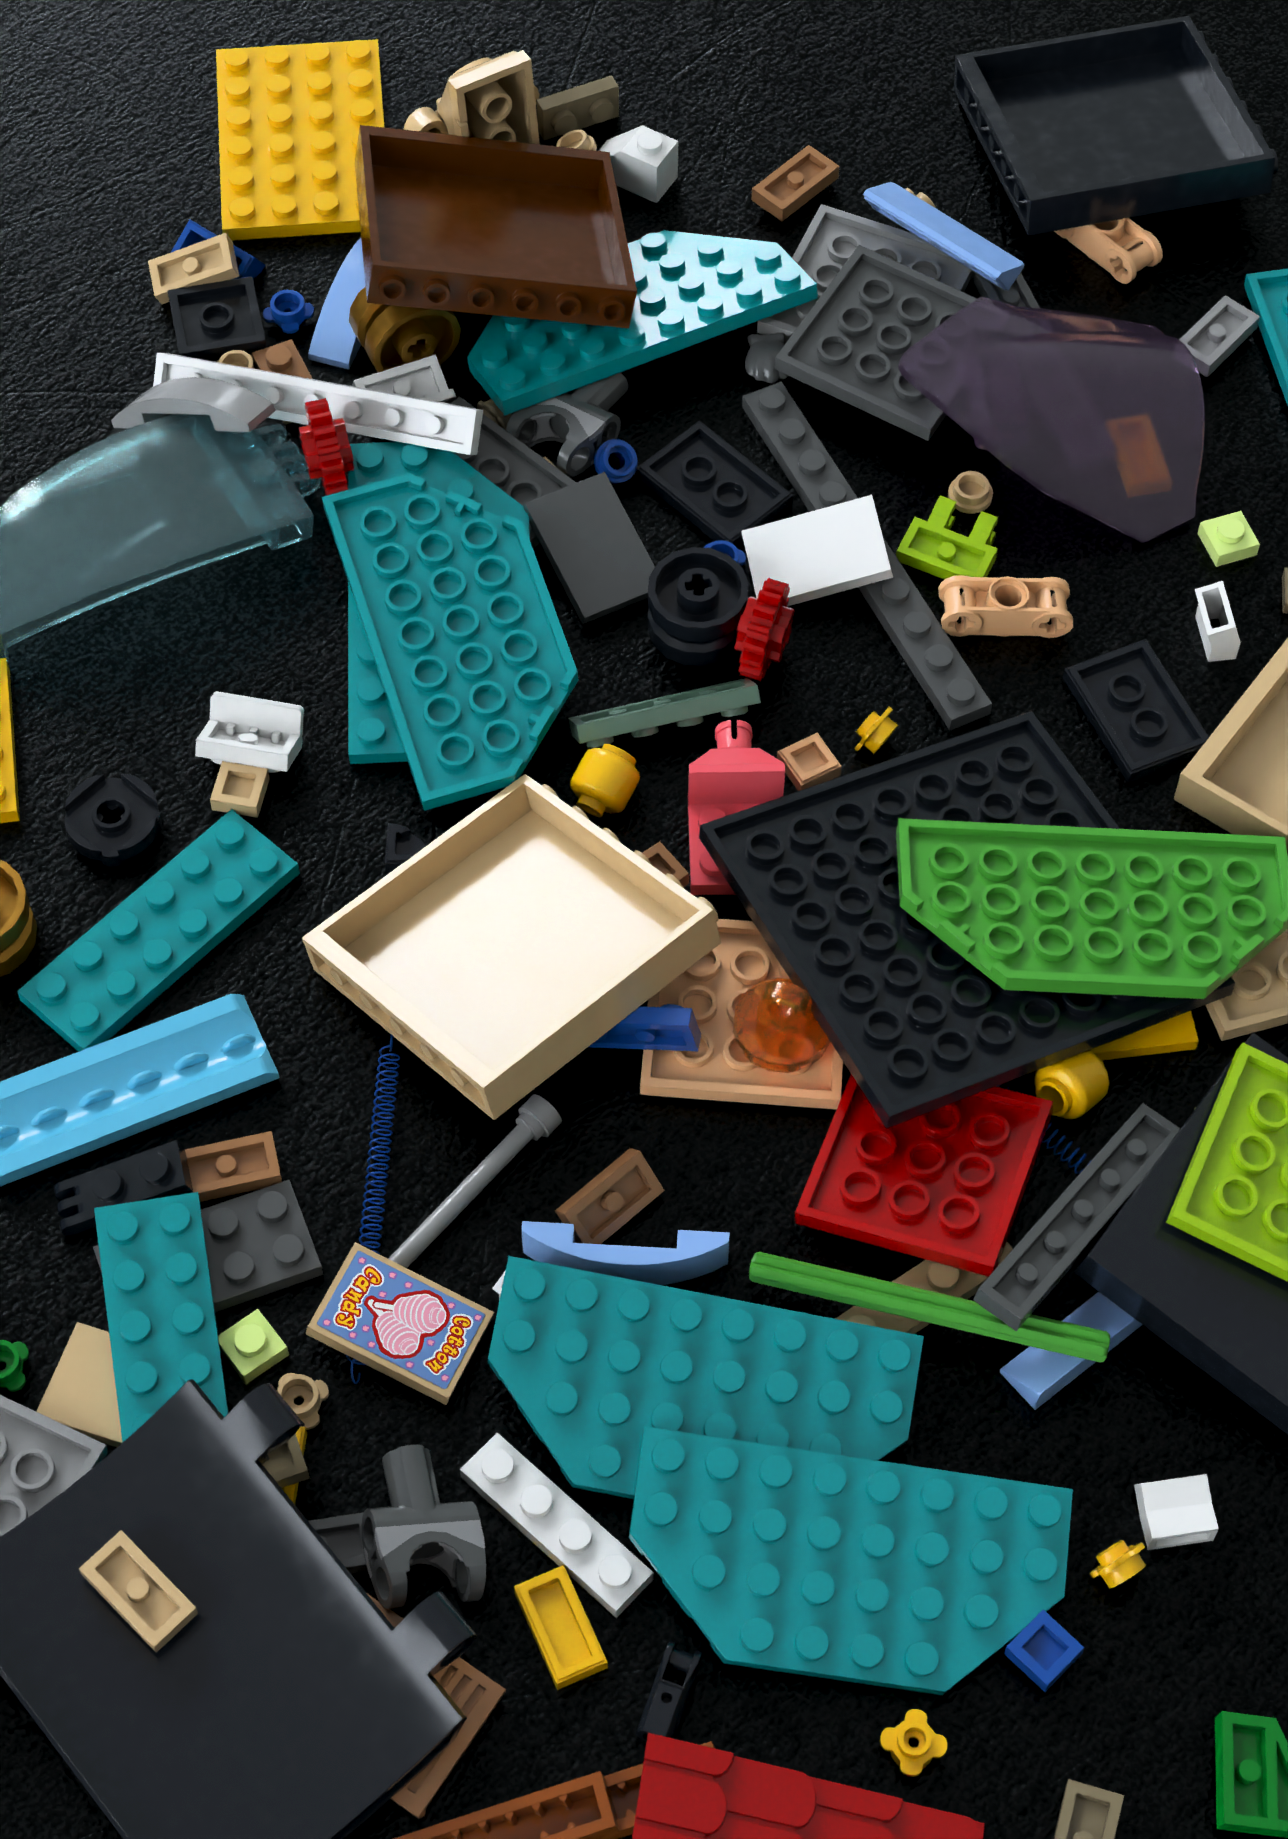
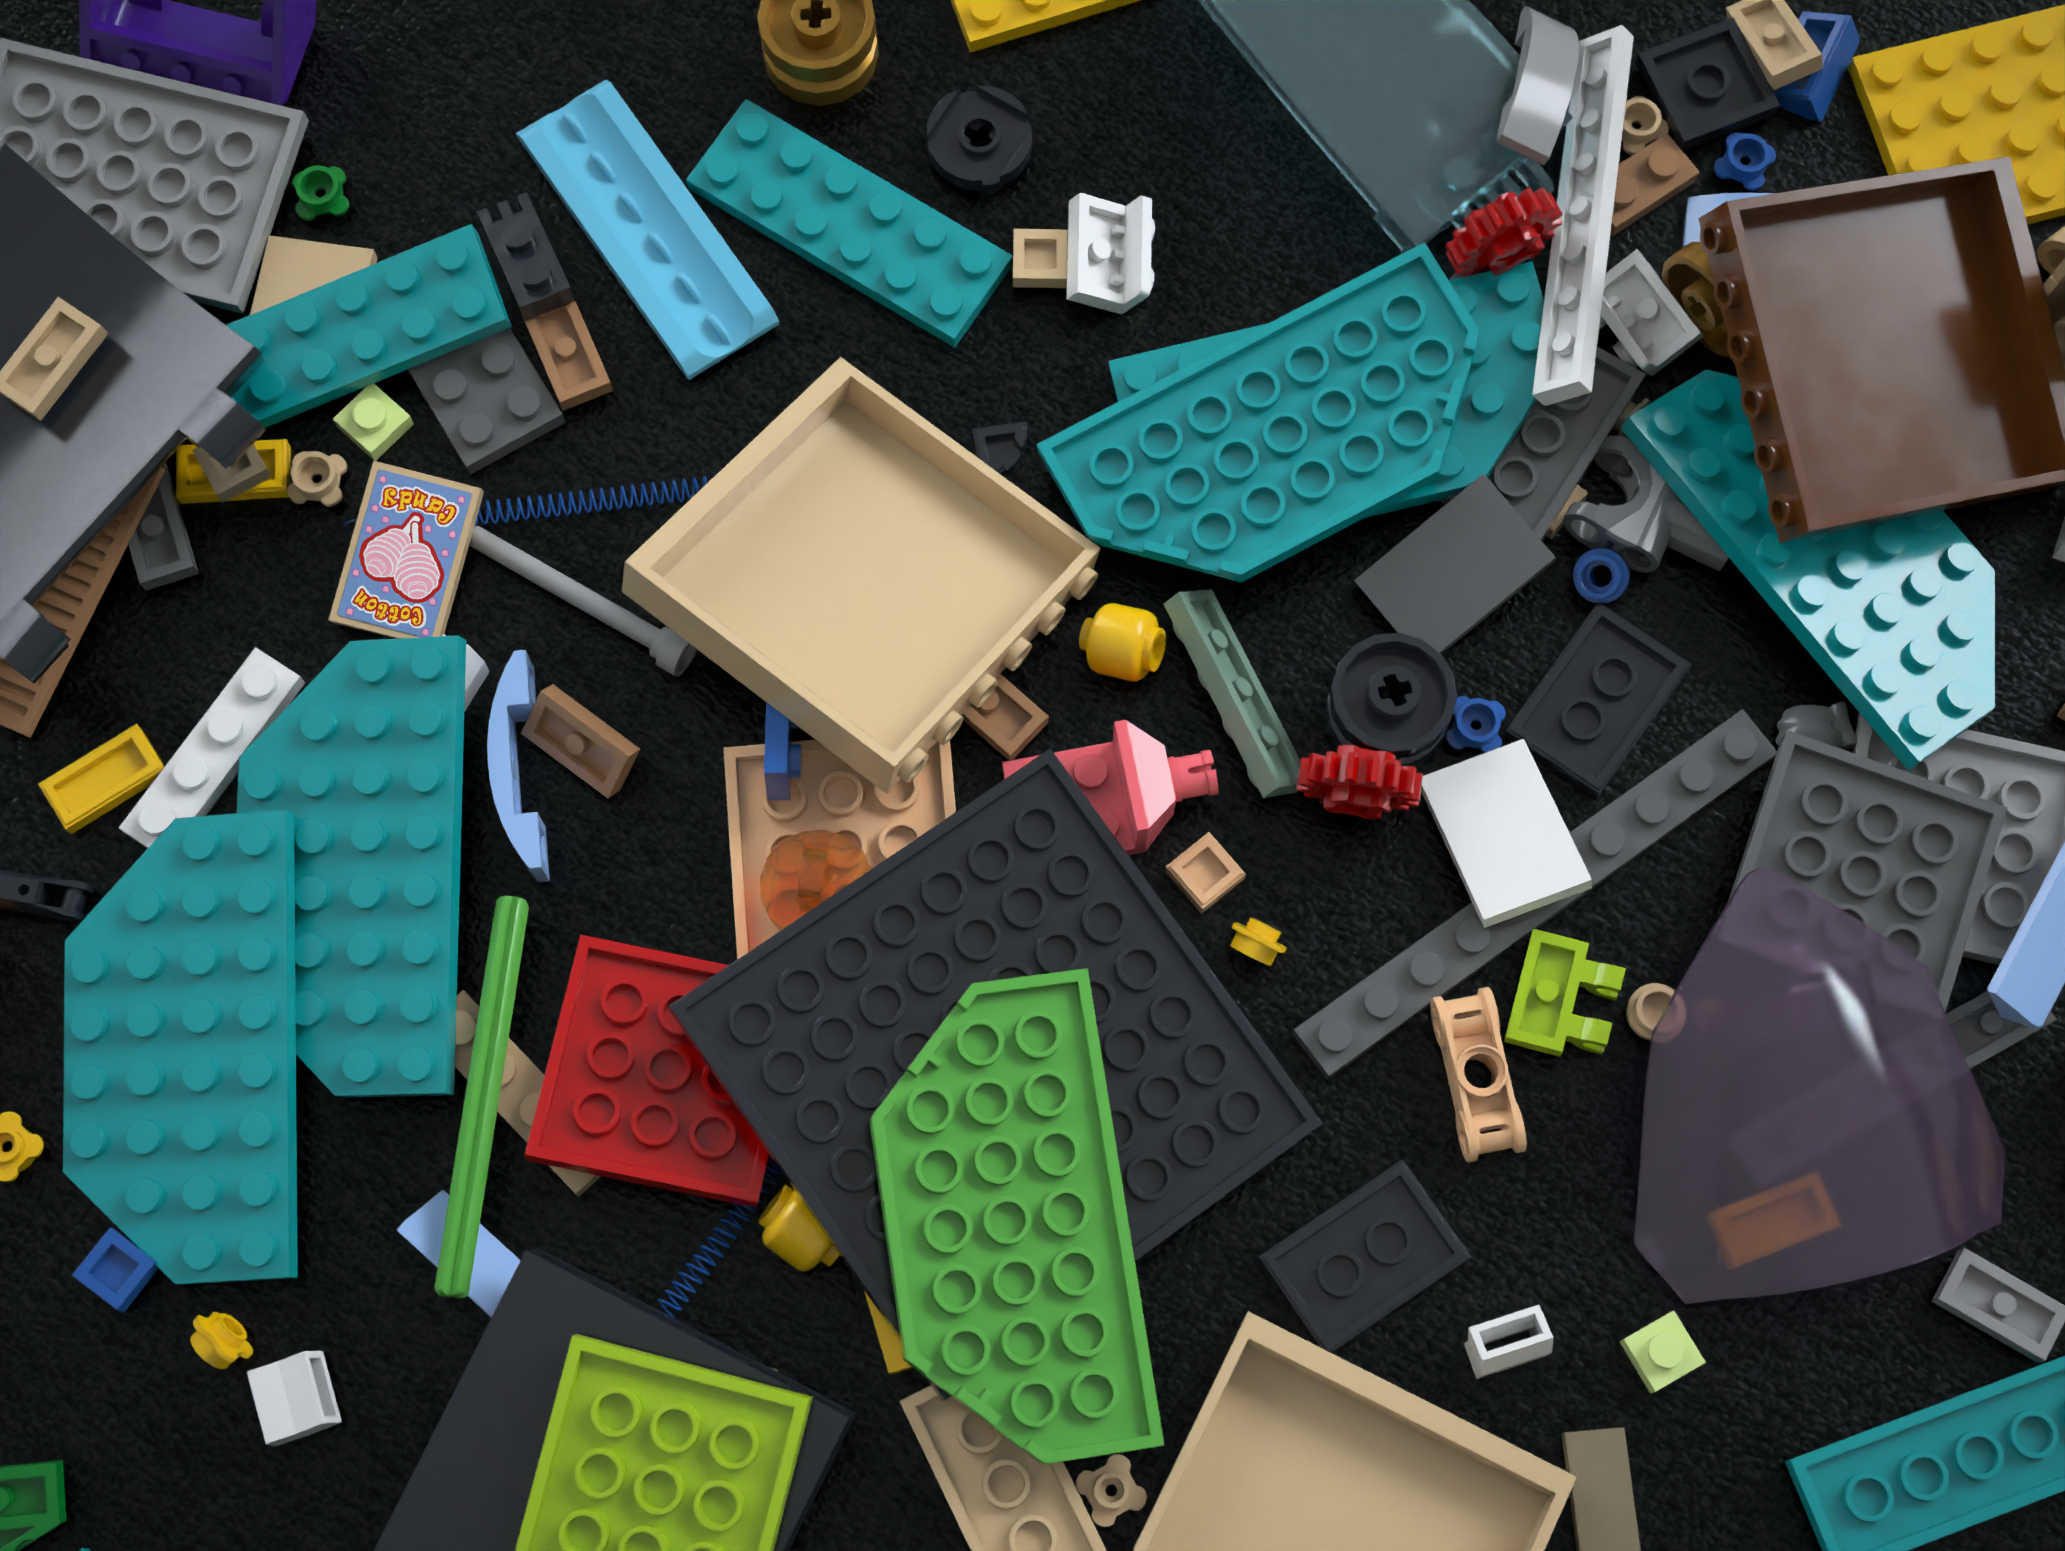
camera: 80 degrees right, 15 degrees up
(421, 1532) = (175, 617): dark grey connector -> none
(1075, 1219) = (610, 1247): dark grey plate -> none

